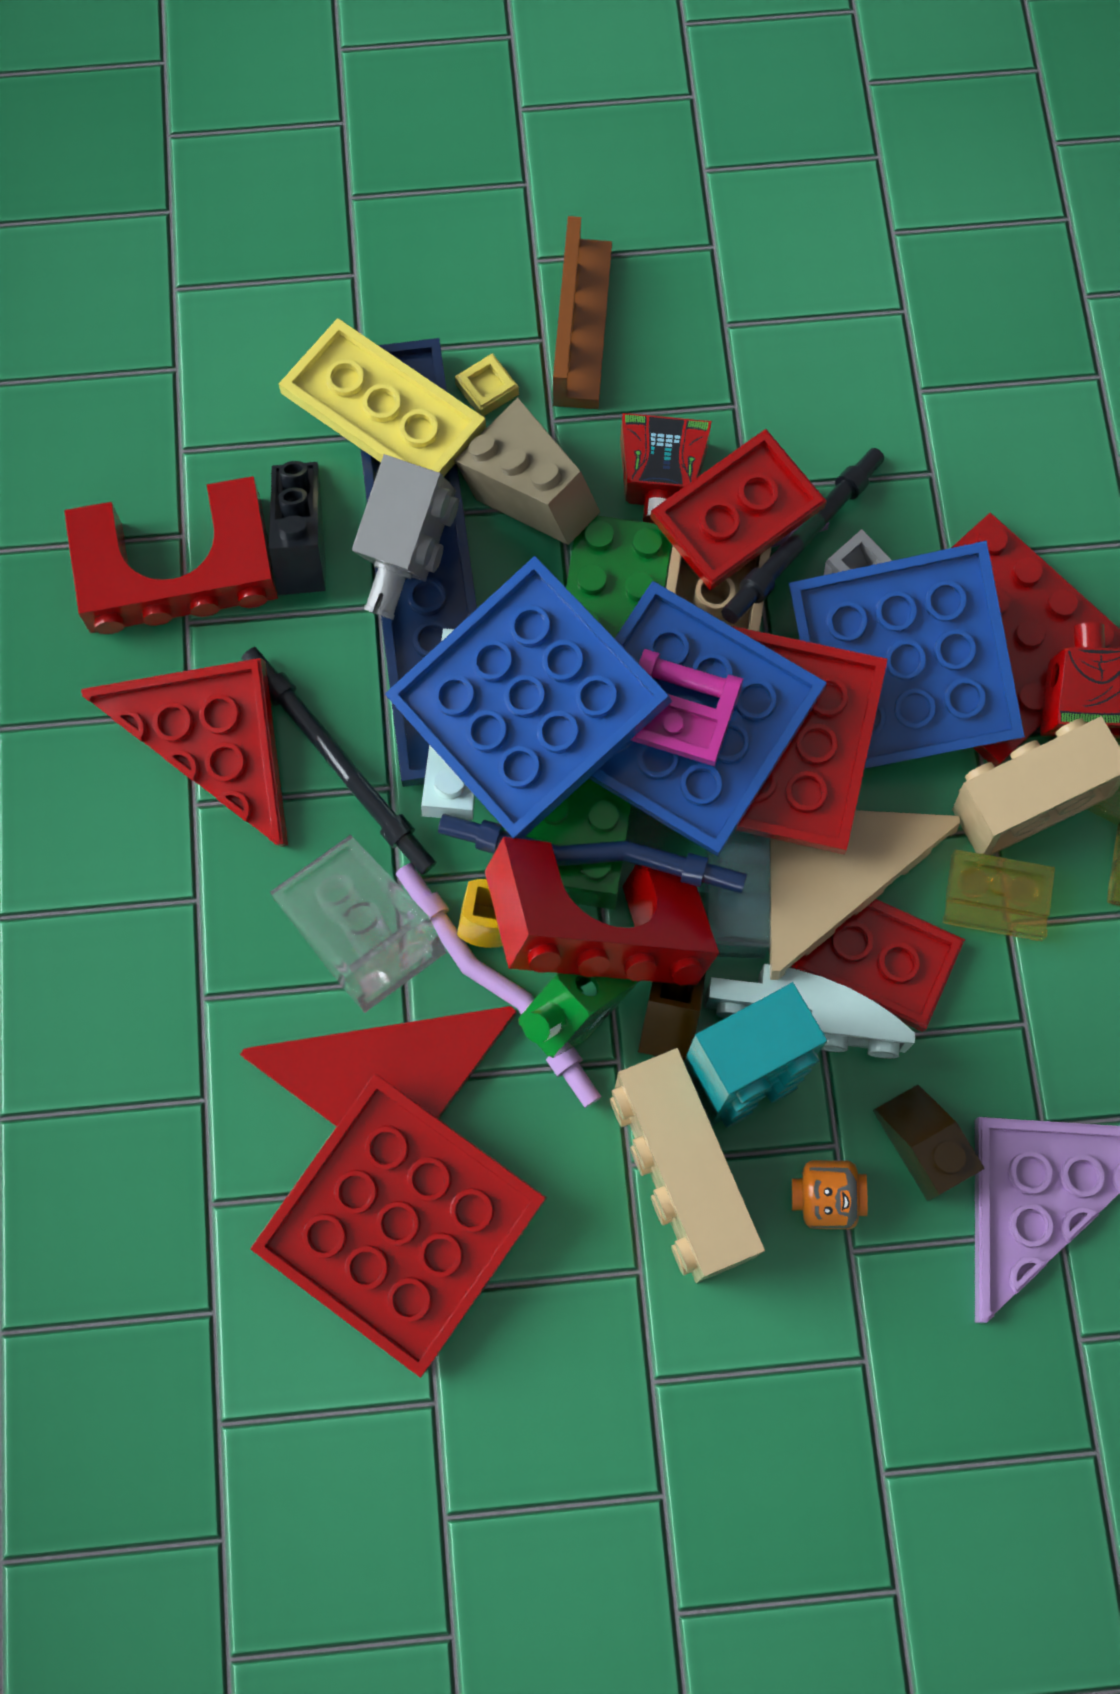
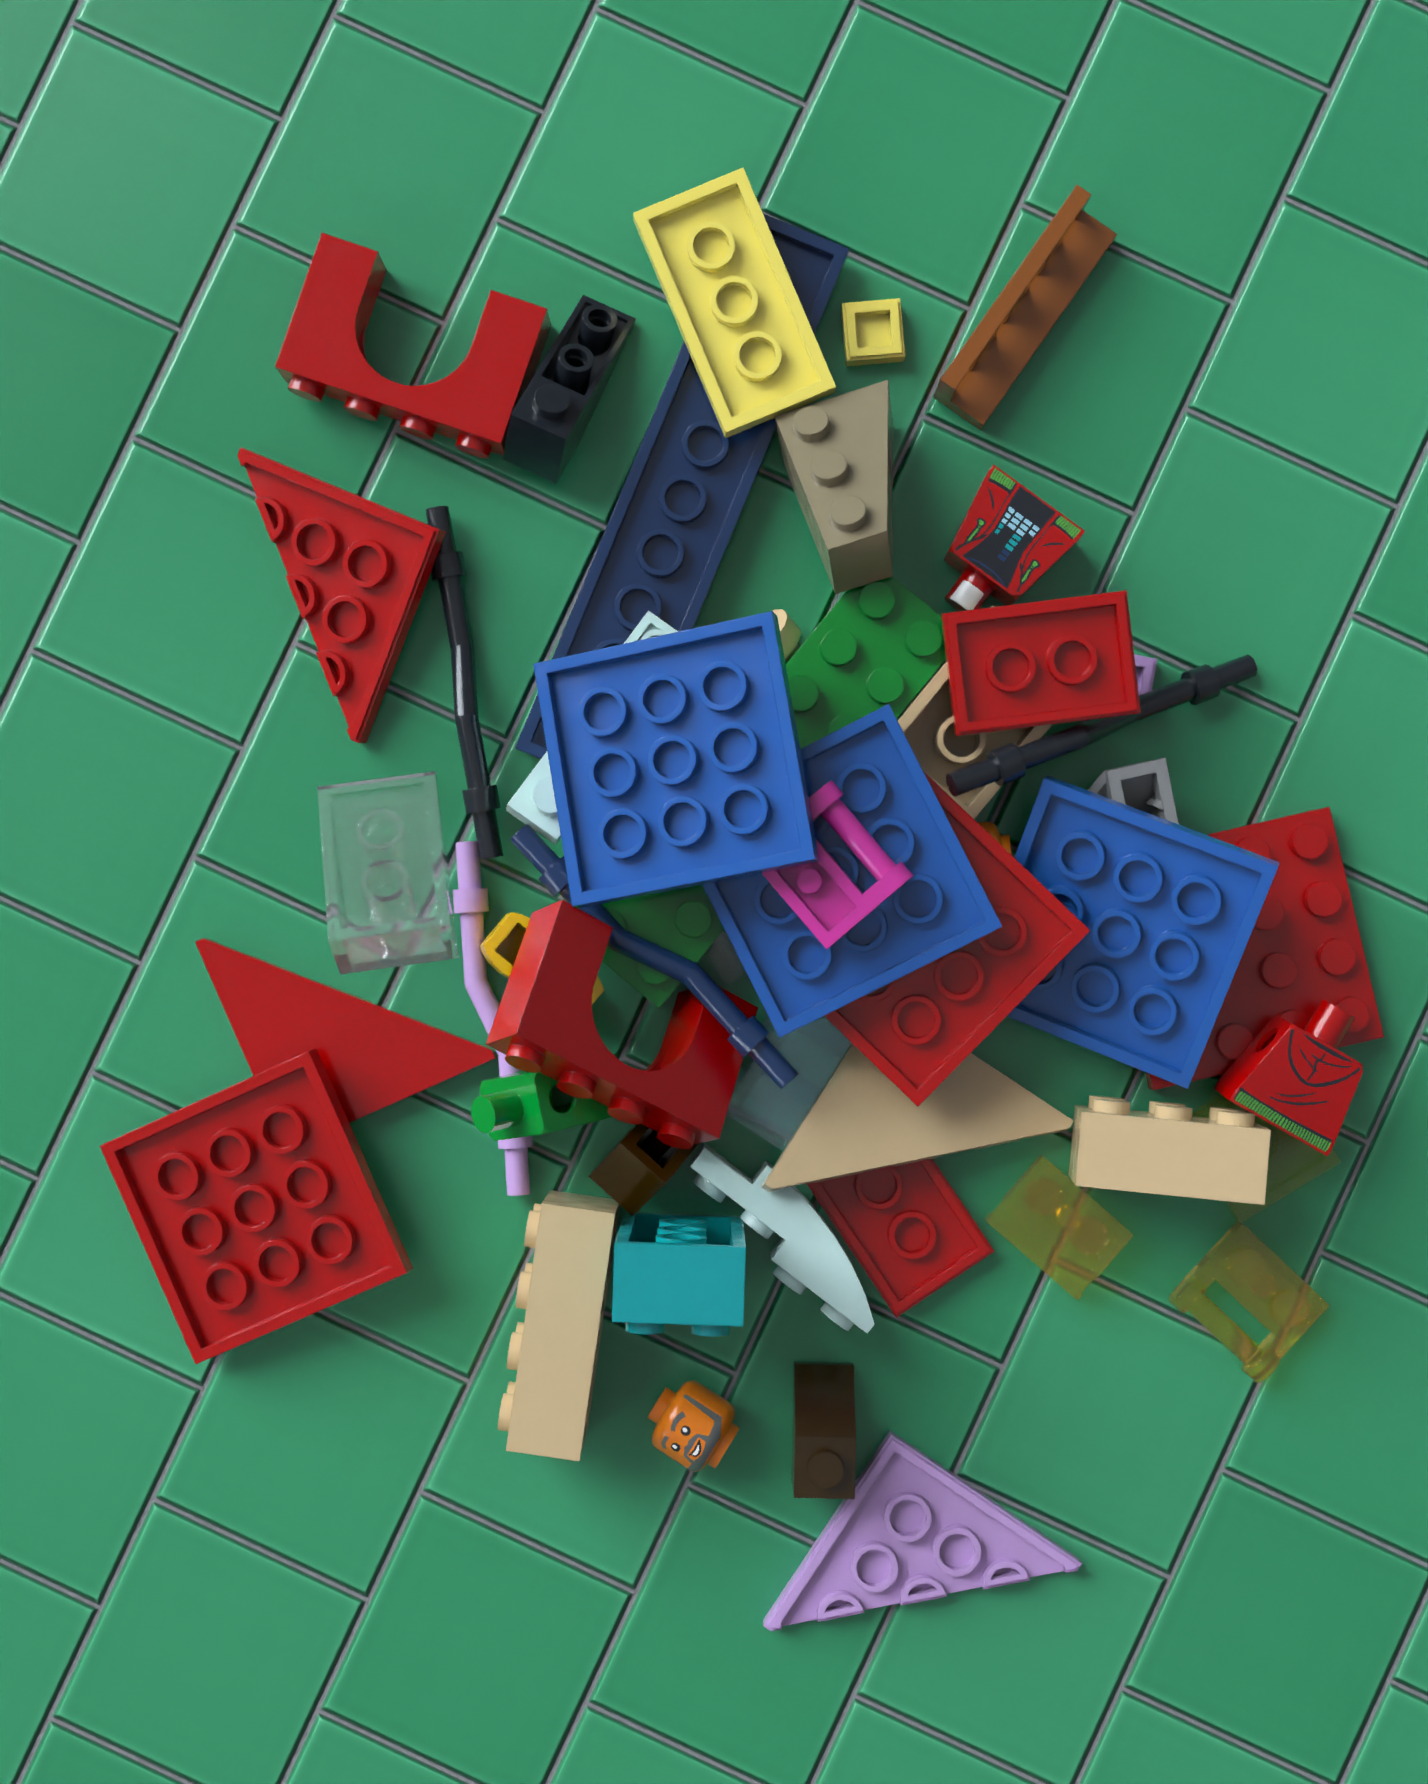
camera: 30 degrees right, 15 degrees up
(403, 528) = (664, 478): light grey brick -> none

